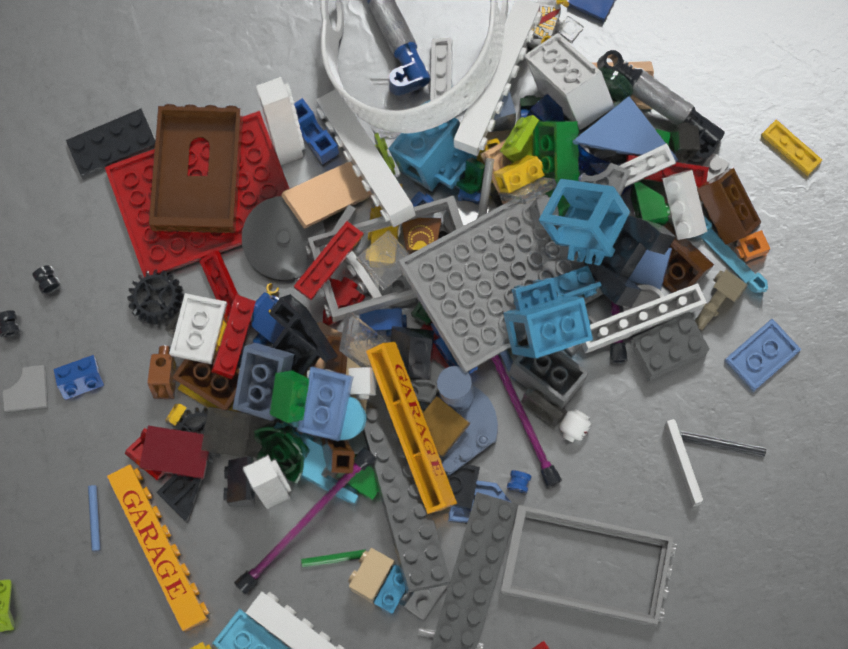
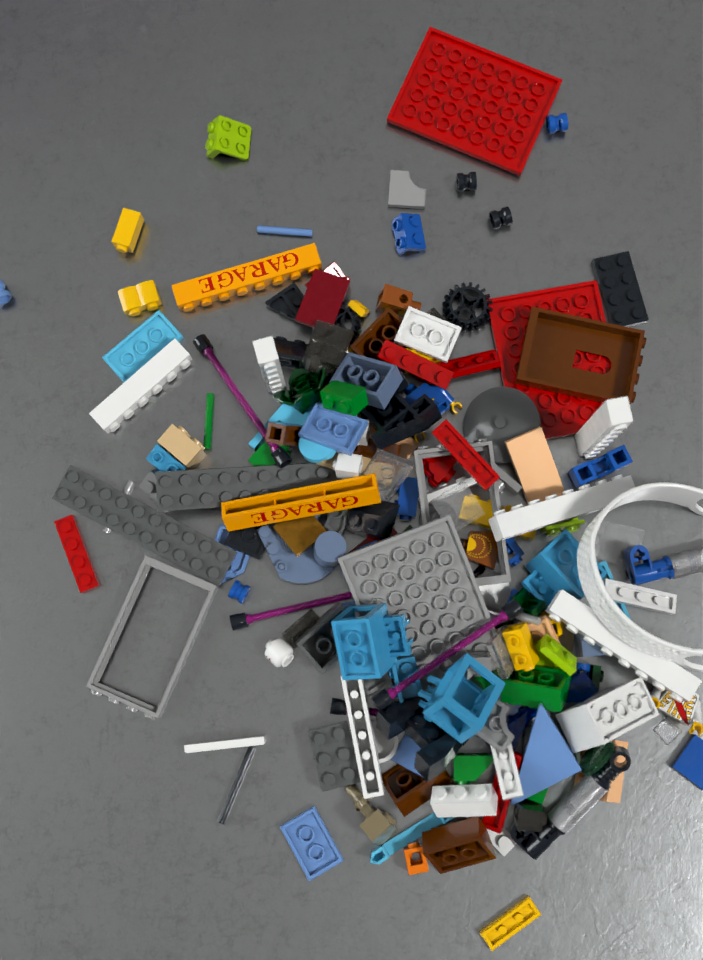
camera: 100 degrees right, 5 degrees up
(600, 297) = (509, 611): none -> magenta hose

